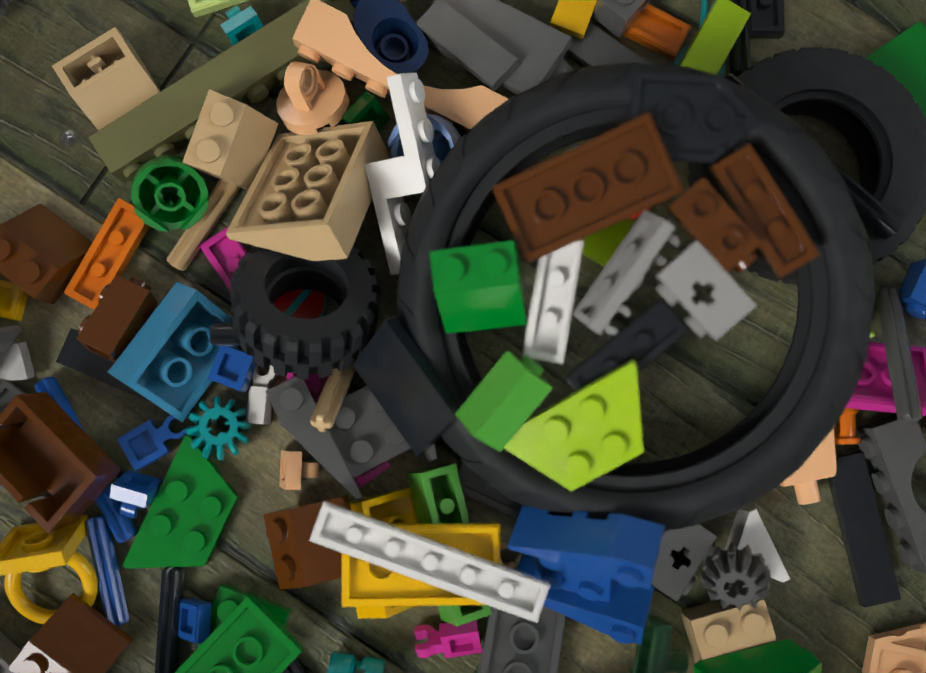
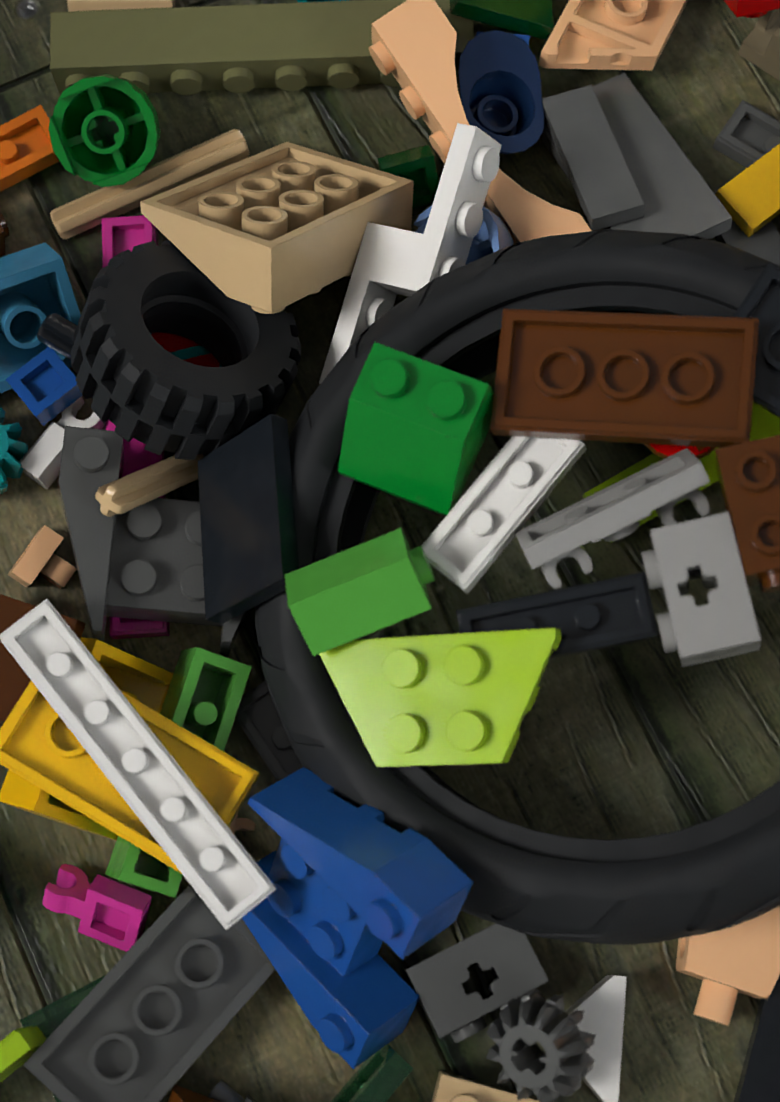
camera: 30 degrees right, 10 degrees down
(229, 140) = (218, 105): tan slope -> none
(311, 99) = (353, 118): light nougat tile -> none

